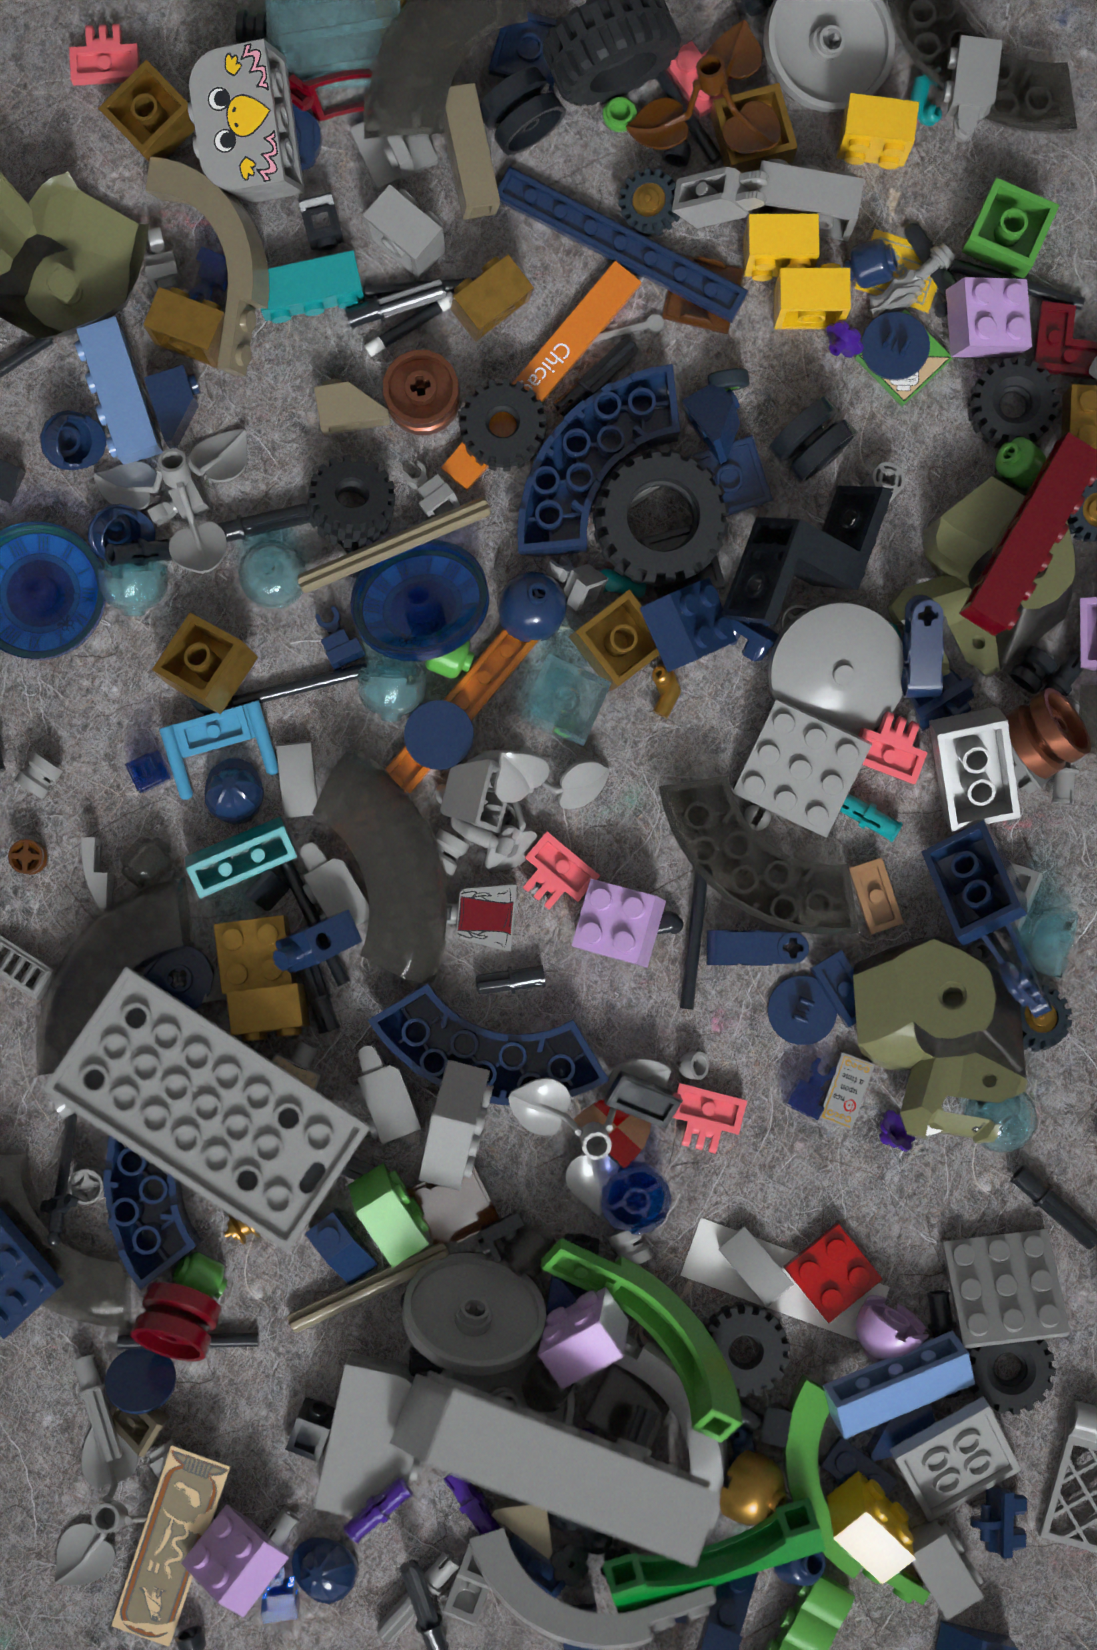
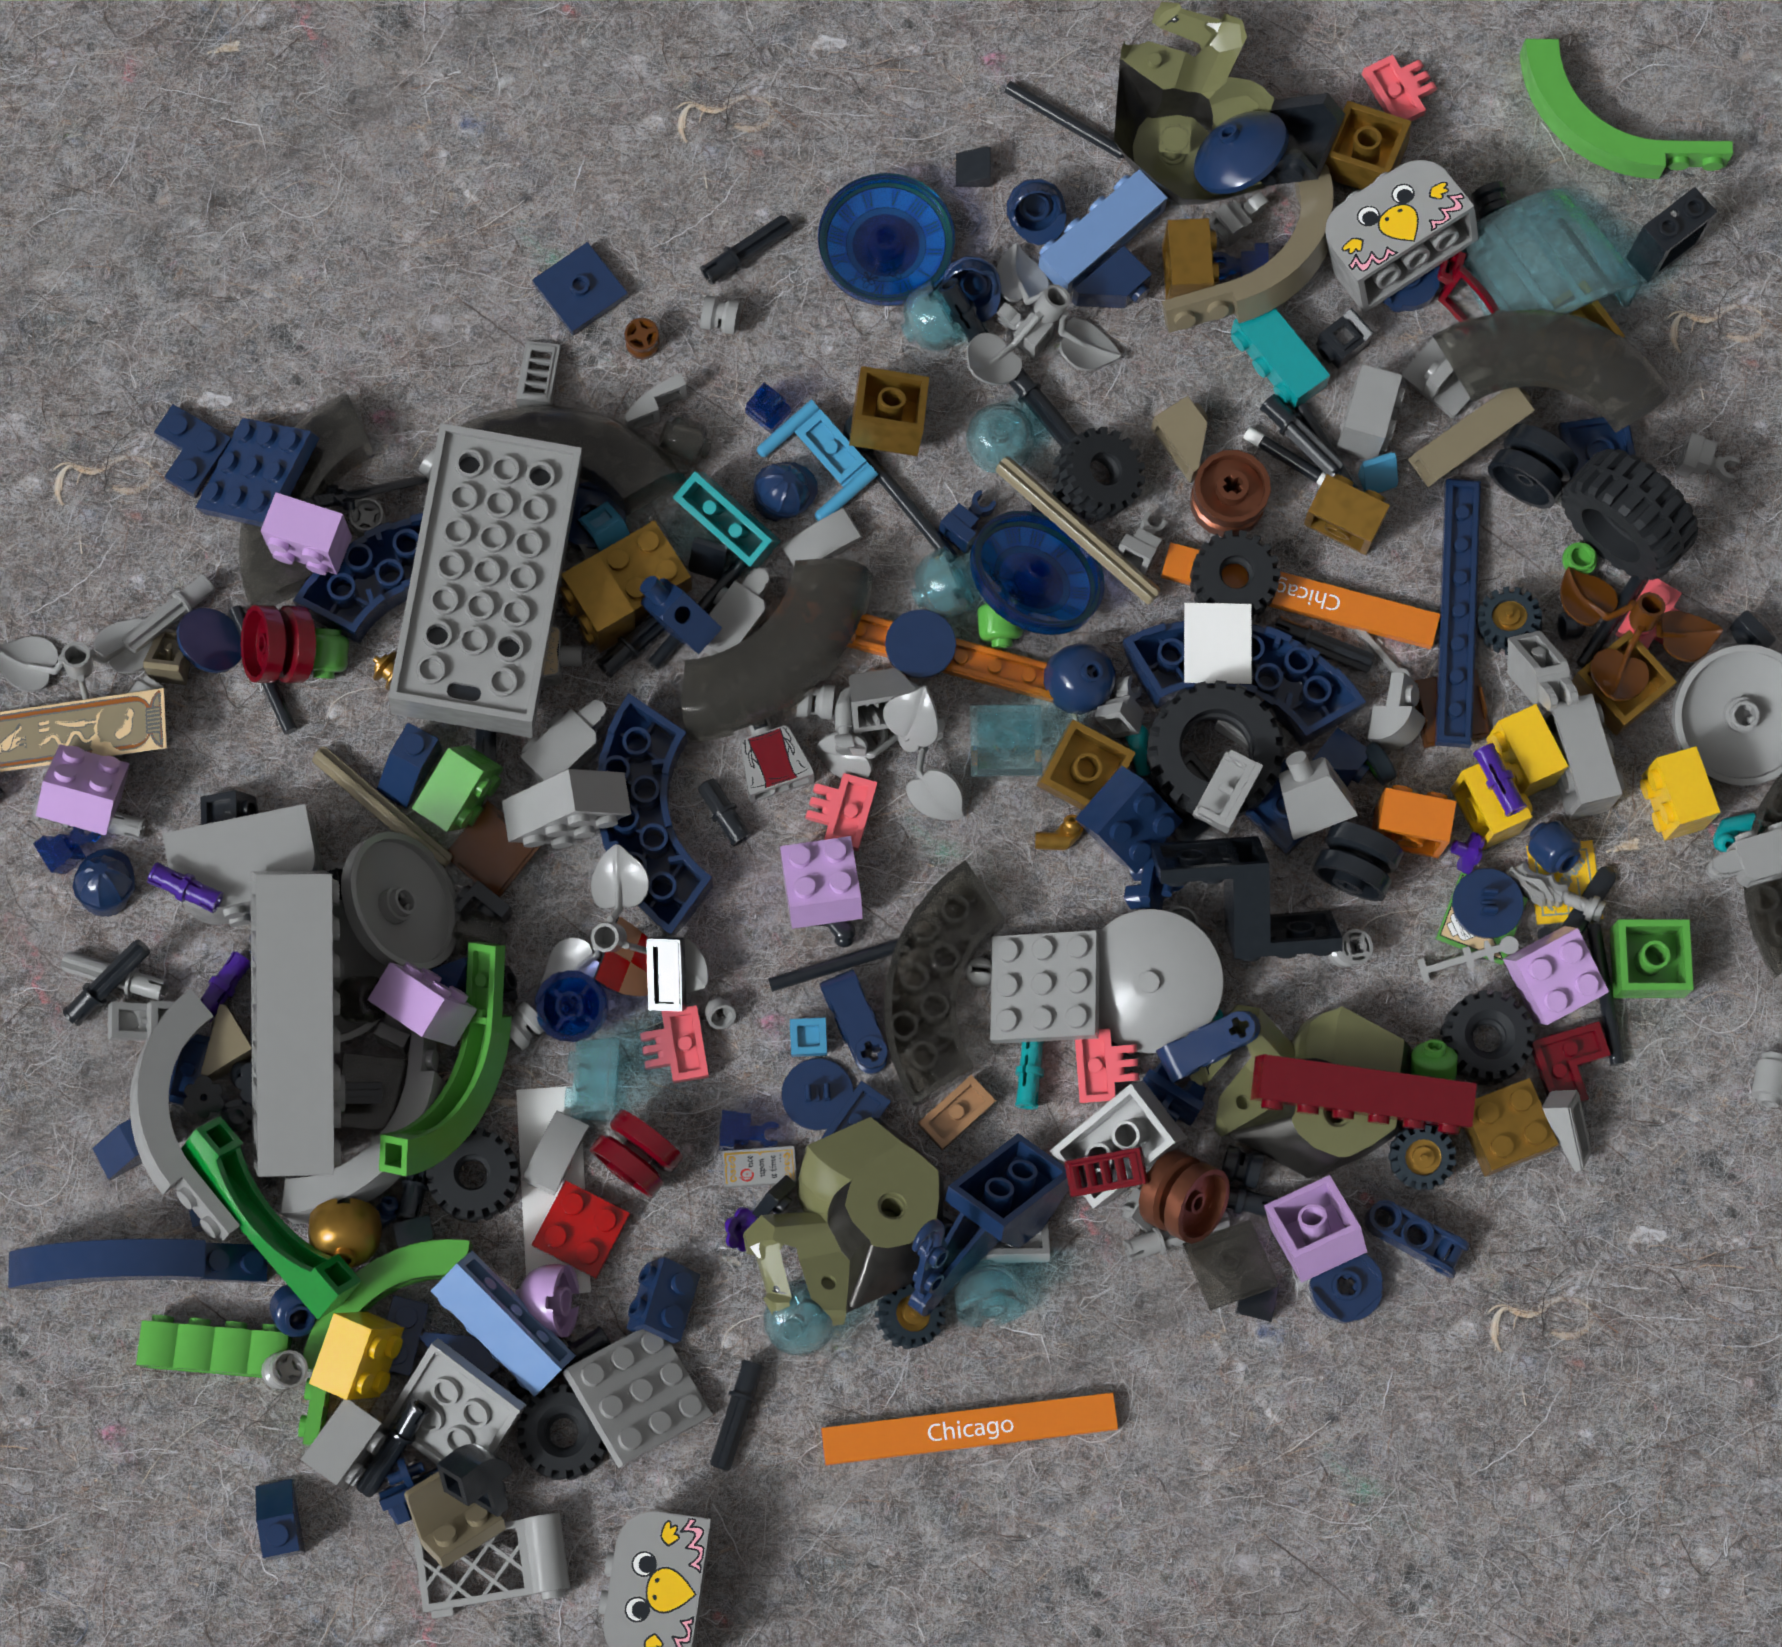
camera: 60 degrees right, 10 degrees down
(84, 1257) = (306, 534): none -> lavender brick
(103, 228) = (1241, 152): none -> dark blue dish
(118, 167) = (1312, 129): none -> black panel
(196, 971) = (604, 526): none -> dark azure slope
(462, 252) = (1379, 473): none -> dark azure slope
(561, 469) = (1217, 643): none -> white sticker
(699, 344) = (1398, 721): none -> light grey brick
(710, 1205) = (594, 1079): none -> clear light blue slope
(712, 524) = (1227, 790): none -> light grey hinge
(744, 450) = (1314, 795): none -> light grey torso
(750, 996) = (808, 1037): none -> dark azure plate
(794, 1197) = (639, 1149): none -> dark red wheel
(796, 379) = (1415, 820): none -> orange brick
(831, 279) = (1492, 764): none -> dark purple pin
(861, 1595) = (292, 1370): none -> light grey wheel
(886, 1090) = (777, 1198): none -> black plate
(930, 1229) = (663, 1299): none -> dark blue bracket
(941, 346) = (1508, 945): none -> light grey piece
(954, 1515) = (400, 1436): none -> black axle
(984, 803) = (1076, 1175): none -> dark red slope
(1025, 1469) = (475, 1477): none -> black brick
(1044, 1497) = (447, 1525): none -> dark tan bracket

